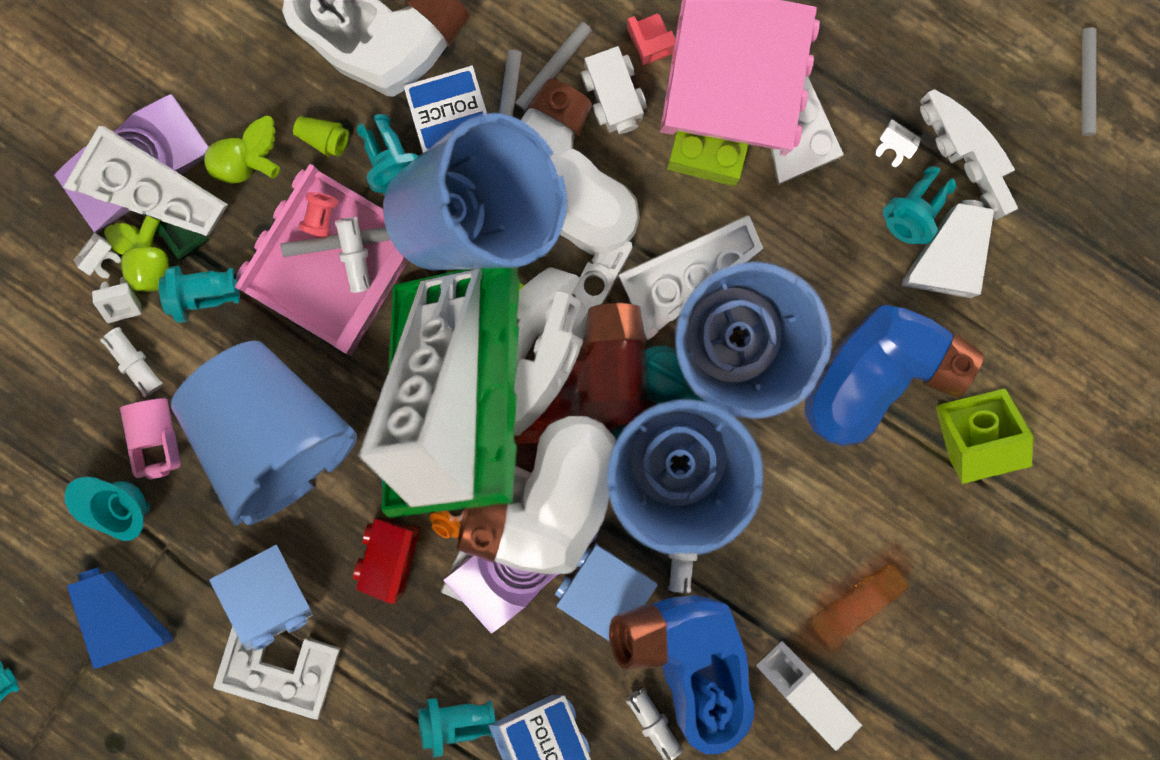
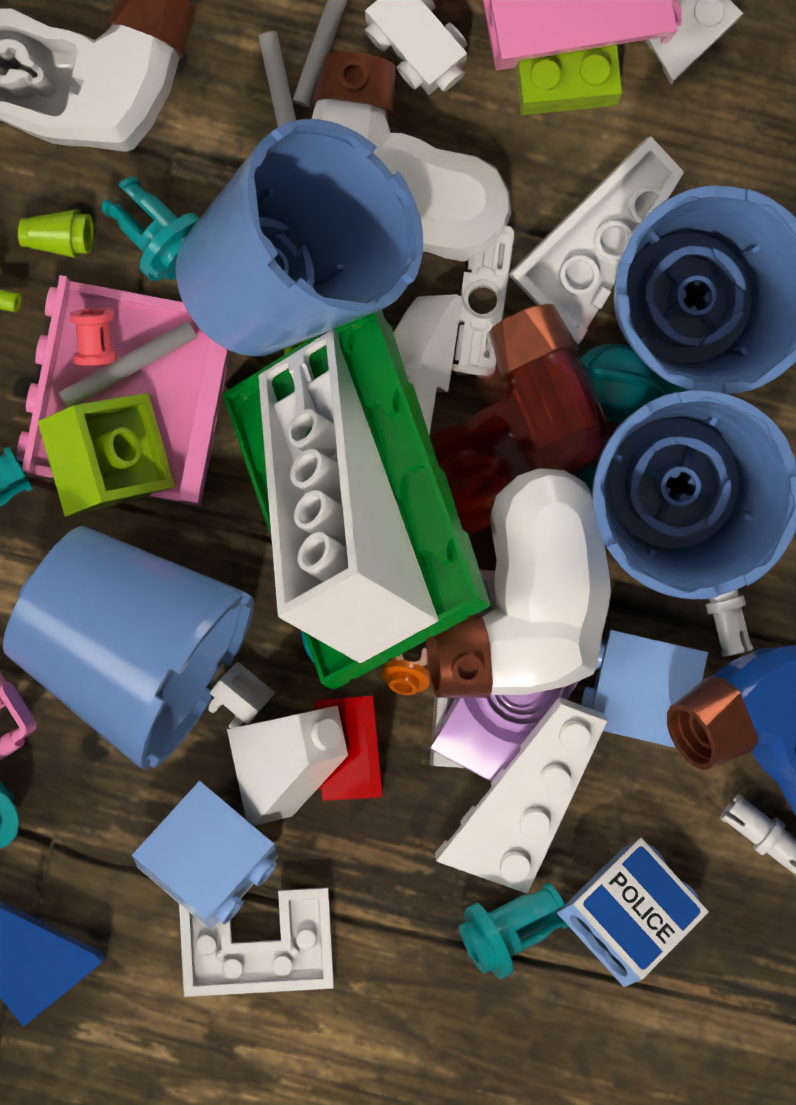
camera: 20 degrees left, 0 degrees up
(296, 296) = (106, 453): none -> lime slope
(328, 495) = (241, 694): none -> white tile
(340, 552) = (285, 761): none -> white slope
(353, 254) = (159, 372): white pin -> none
(444, 104) = (207, 139): piece -> none
(490, 646) = (522, 810): none -> white wing
(555, 354) = (472, 408): white slope -> none

